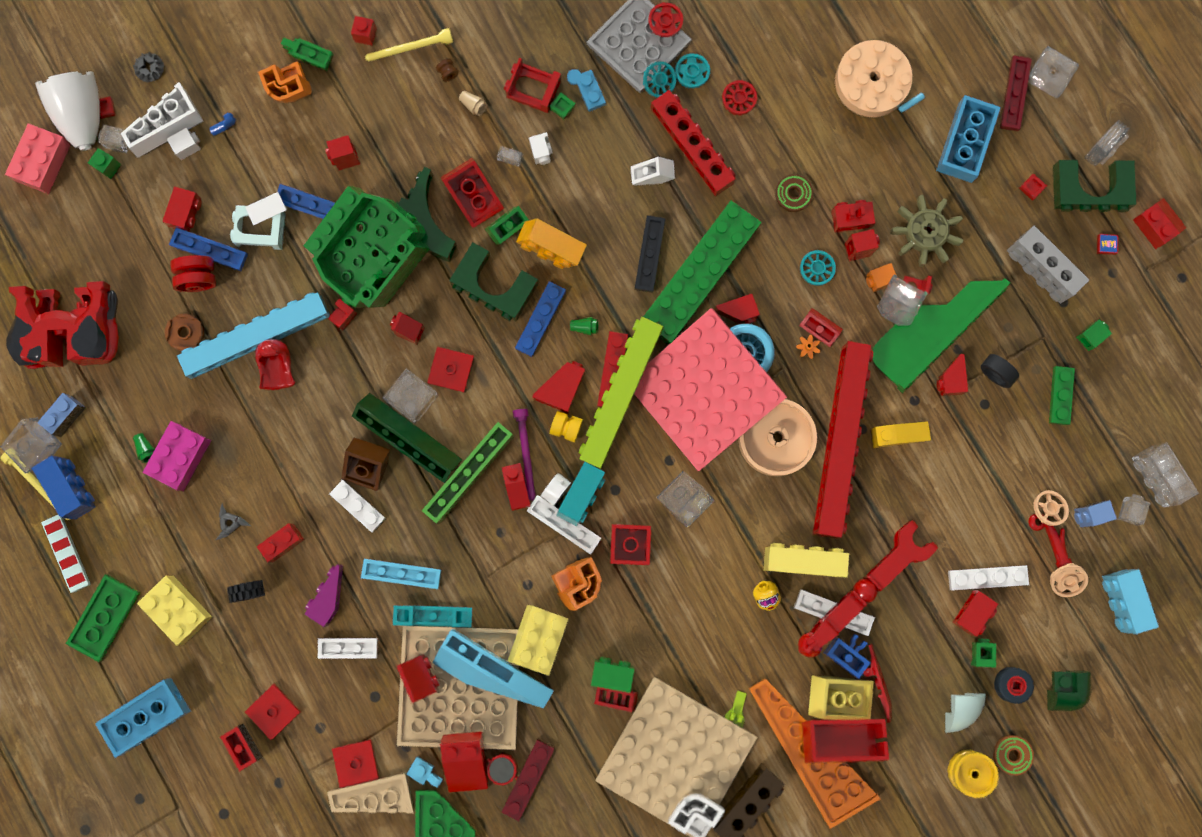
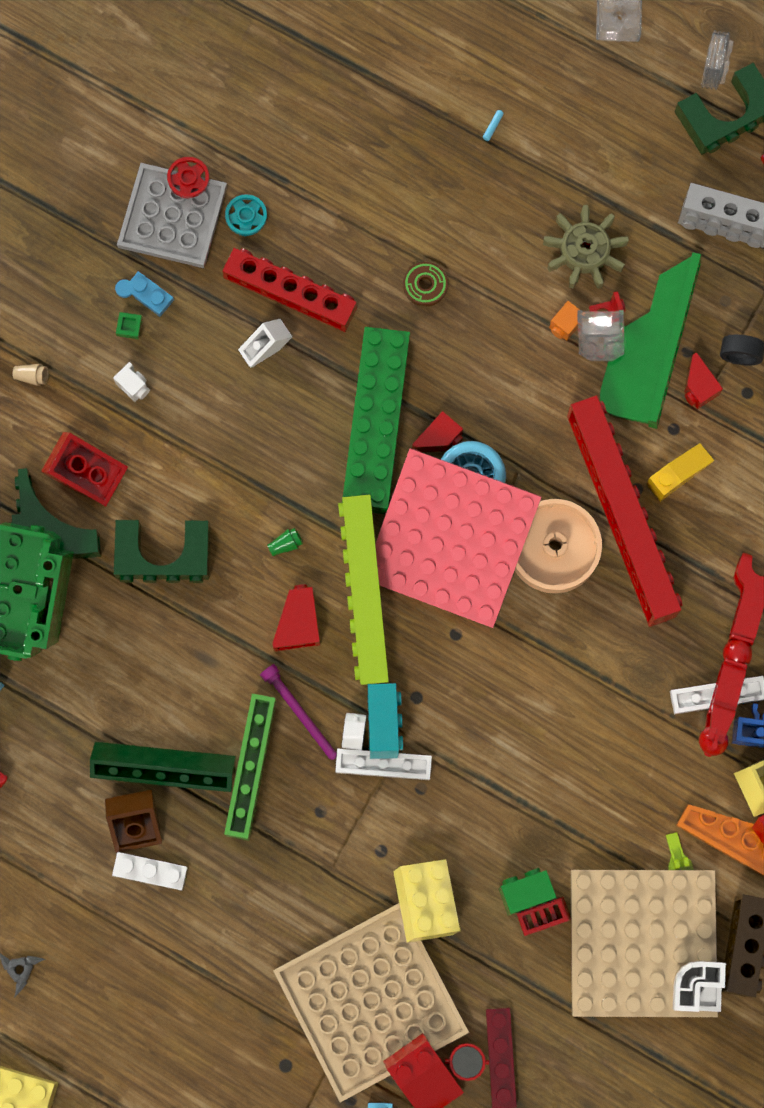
camera: 30 degrees left, 5 degrees down
(245, 591) = (81, 1031): black tyre -> none
(280, 543) = (89, 957): red brick -> none
(327, 600) = (175, 992): magenta slope -> none
(342, 315) = (17, 675): red panel -> none
(348, 648) = (226, 1029): white plate -> none
(401, 573) = (239, 916): medium azure plate -> none
(407, 327) = (96, 649): red slope -> none
(410, 396) = (141, 720): clear brick -> none
(418, 678) = (323, 1013): red slope -> none
(432, 616) = (299, 941): teal slope -> none
(450, 369) = (168, 669): red plate -> none
(488, 671) = (392, 965): medium azure wedge -> none
(507, 225) = (142, 482): green brick -> none
(509, 156) = (102, 408): clear piece -> none
(516, 486) = (310, 752): red slope -> none
(522, 70) = (66, 310): red panel -> none
(540, 319) = (233, 562): blue plate -> none
(550, 243) = (201, 475): light orange brick -> none
(566, 426) = (326, 659): yellow wheel -> none
(578, 583) = (434, 817): orange brick -> none
(615, 348) = (332, 552): red plate -> none
(630, 544) = (466, 744): red brick -> none
(649, 254) = (311, 429): black plate -> none
(659, 78) = (216, 242): teal wheel -> none
(685, 499) = (496, 664): clear slope -> none
(739, 97) = (311, 216): red wheel -> none
(767, 595) = (639, 716): yellow head -> none
(805, 349) = (532, 438): orange plant -> none
(811, 561) = (659, 657): light yellow brick -> none
(817, 268) = (494, 347): teal wheel -> none
(821, 327) = (533, 407): red slope -> none
(853, 216) = (500, 274): red brick -> none
(862, 245) = (527, 298): red brick -> none
(868, 96) = (436, 143): light nougat piece -> none
(973, 148) = (585, 135): dark azure brick -> none
(1015, 93) = (594, 59): dark red plate -> none
(1032, 187) = (666, 144): red tile -> none

